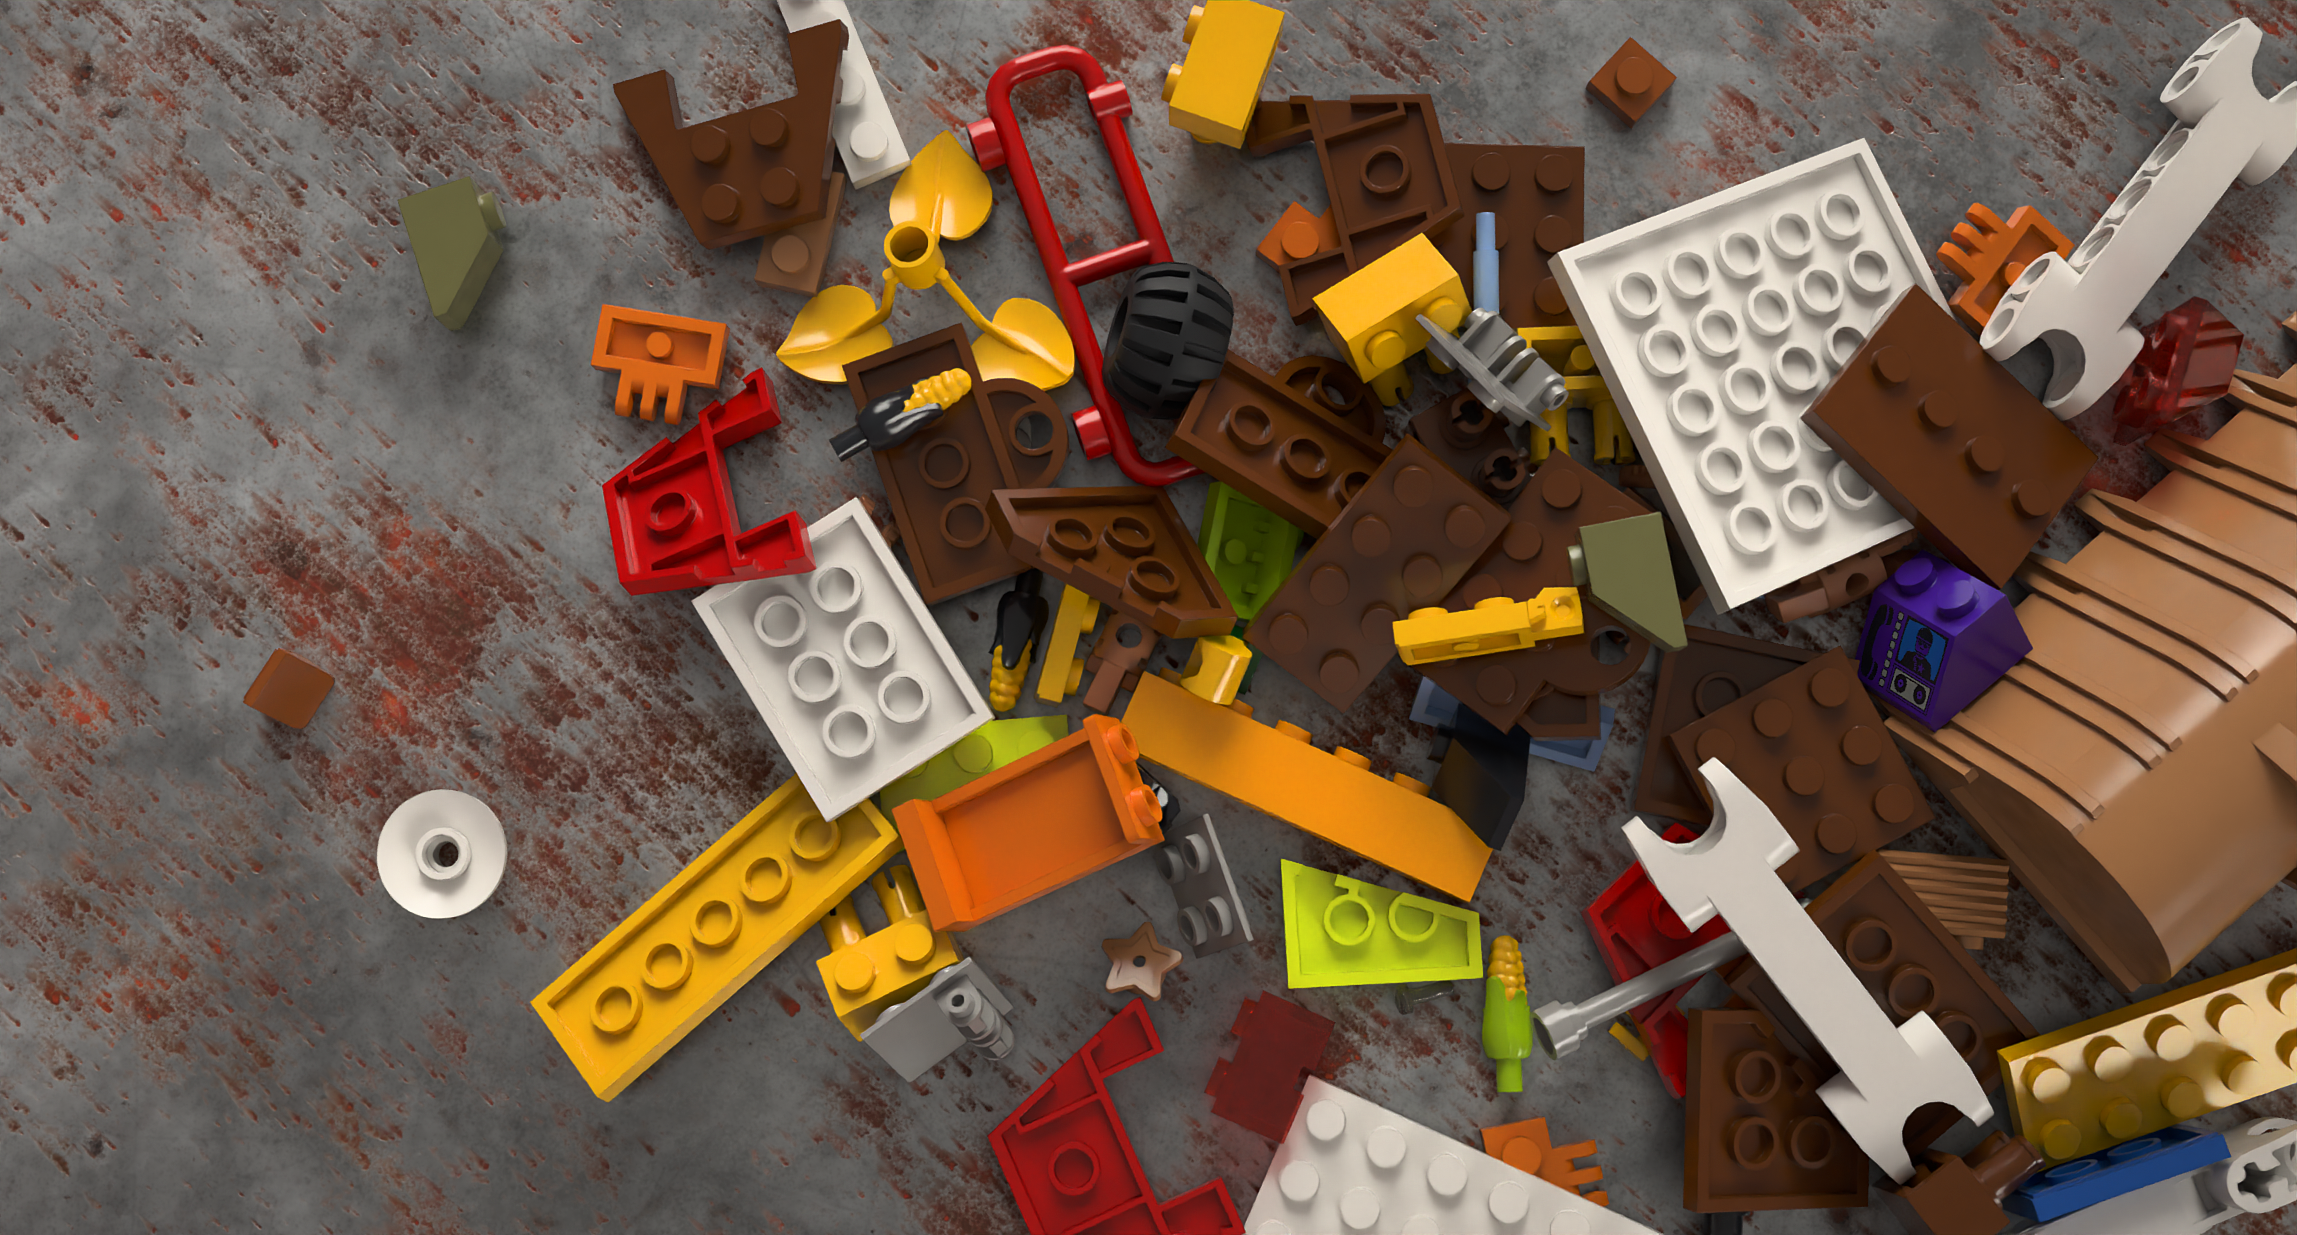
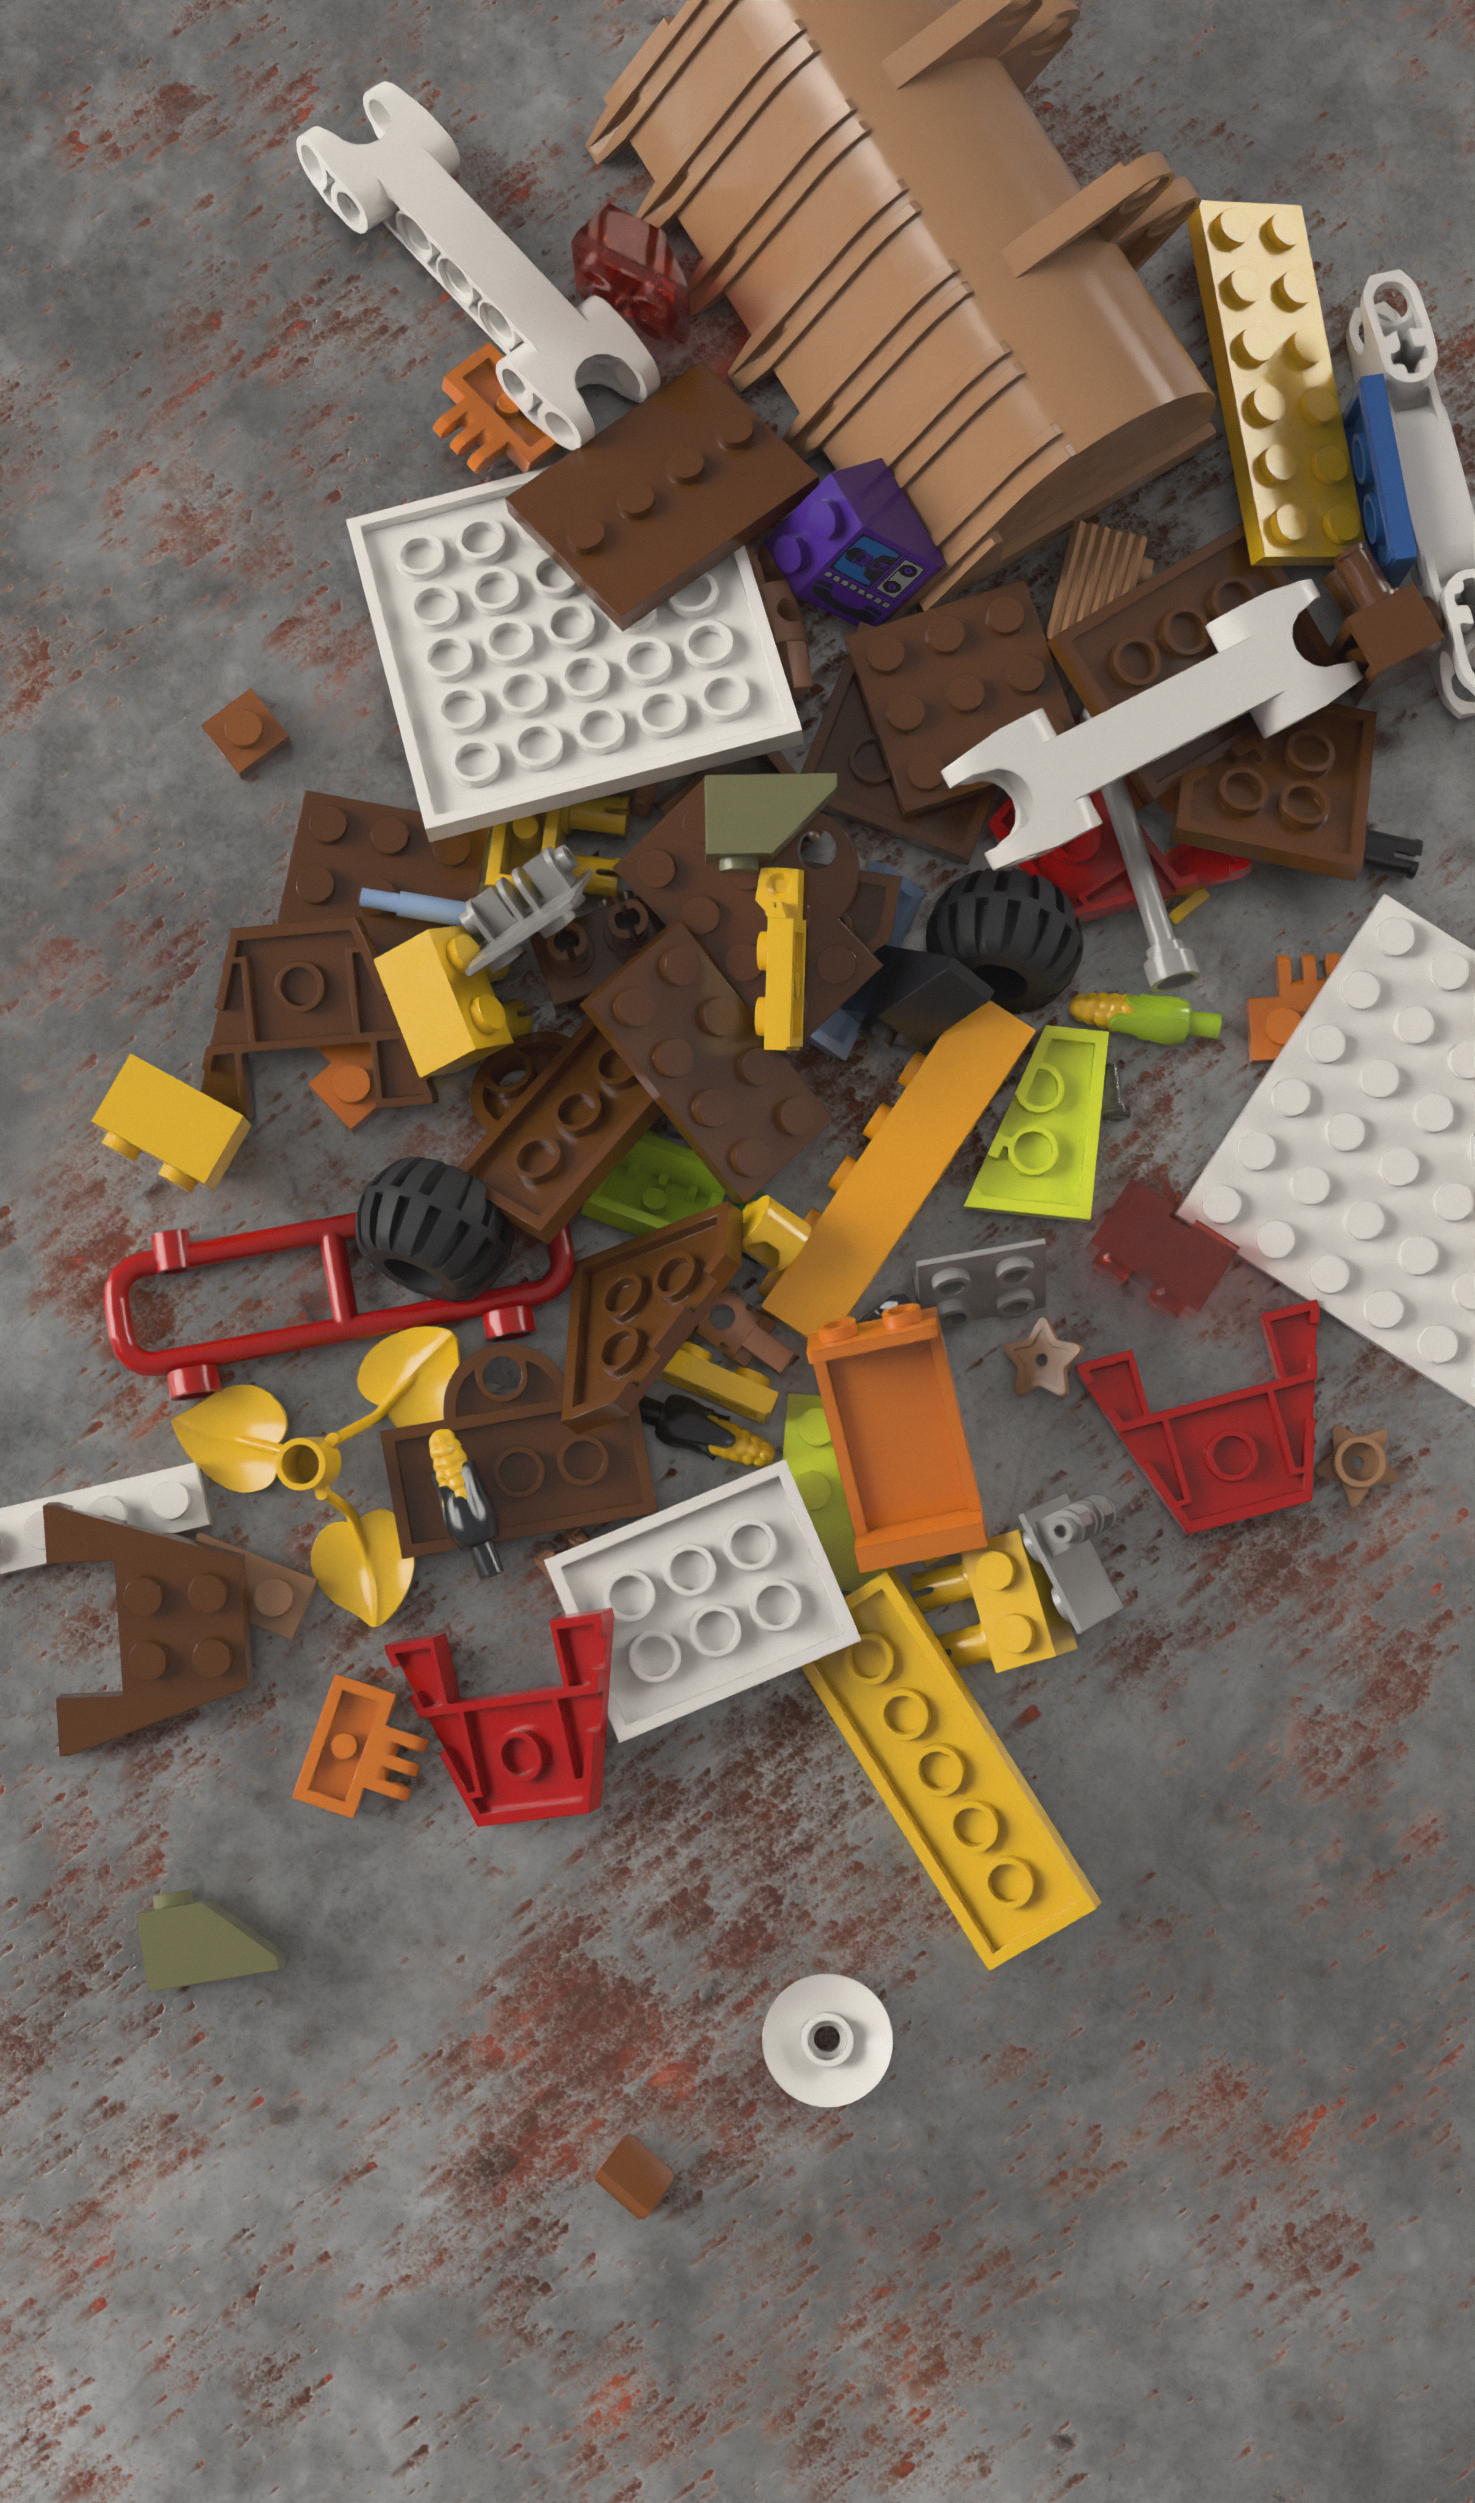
camera: 85 degrees left, 0 degrees up
(1561, 860) = (1011, 934): none -> black wheel

